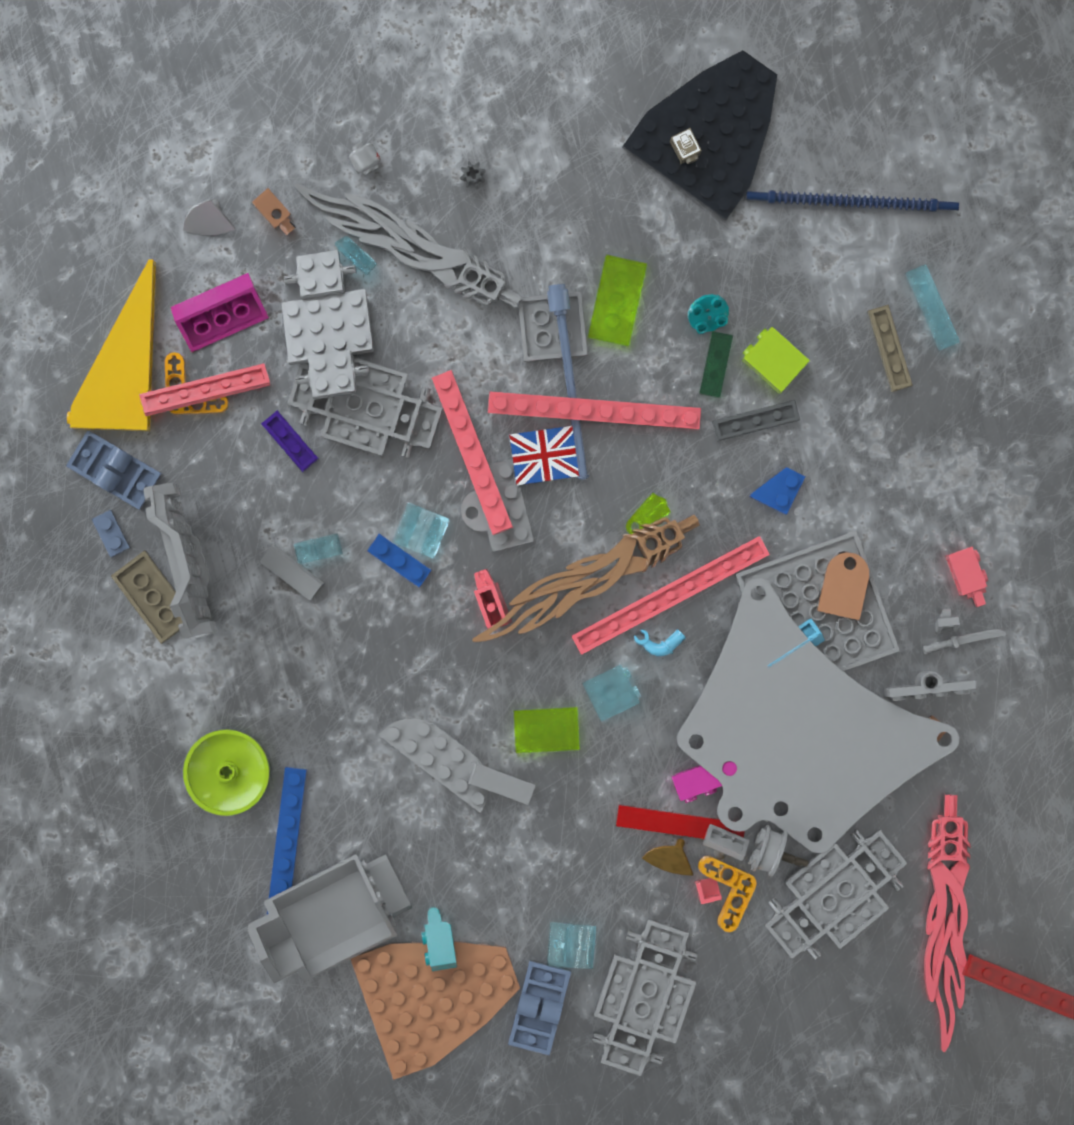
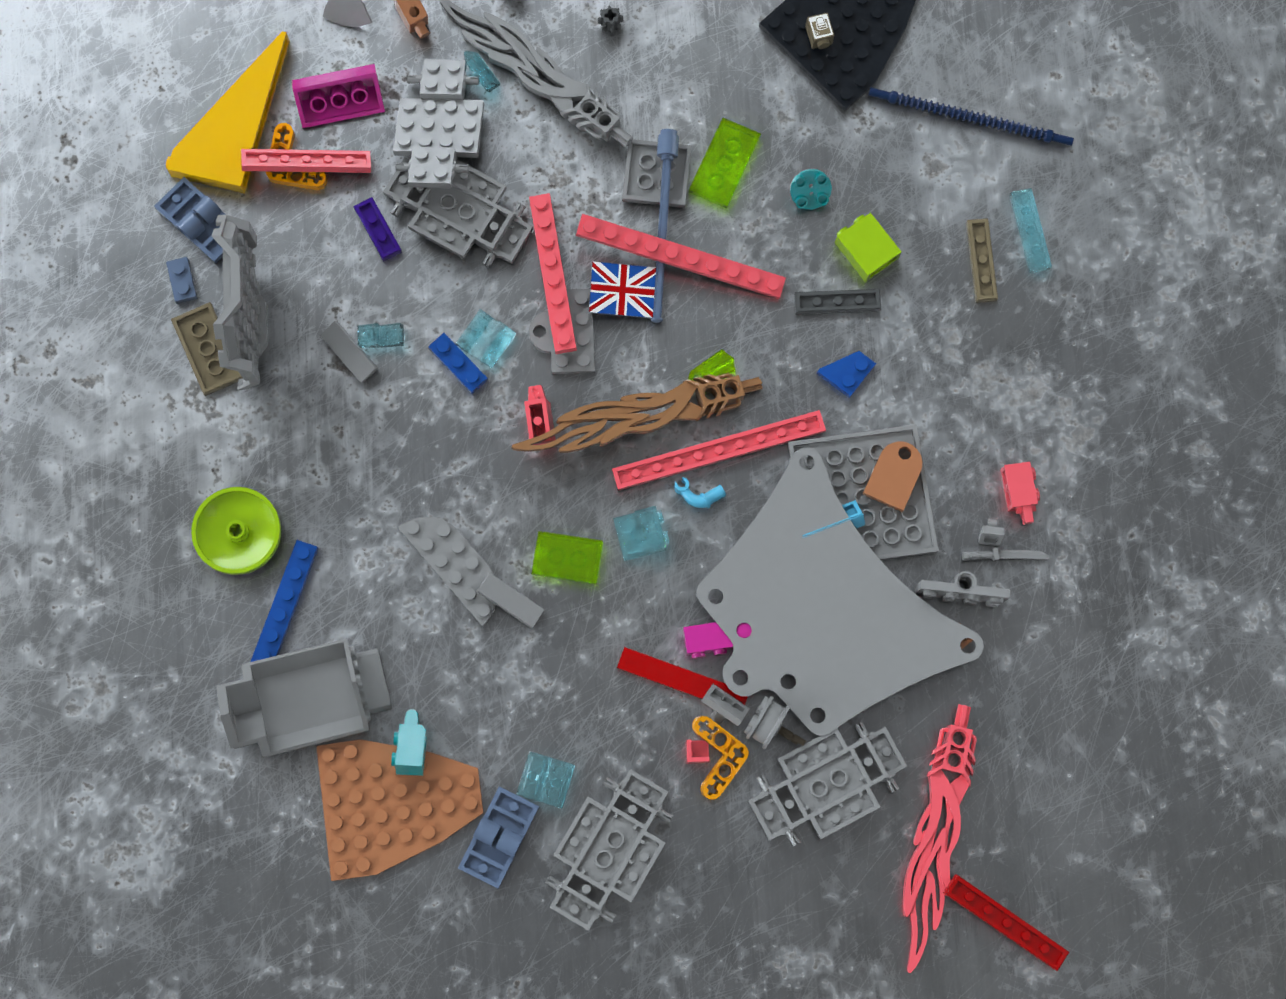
camera: 10 degrees right, 10 degrees down
(670, 858) = (664, 711): pearl gold shield -> none
(716, 364) = (808, 241): clear green tile -> none

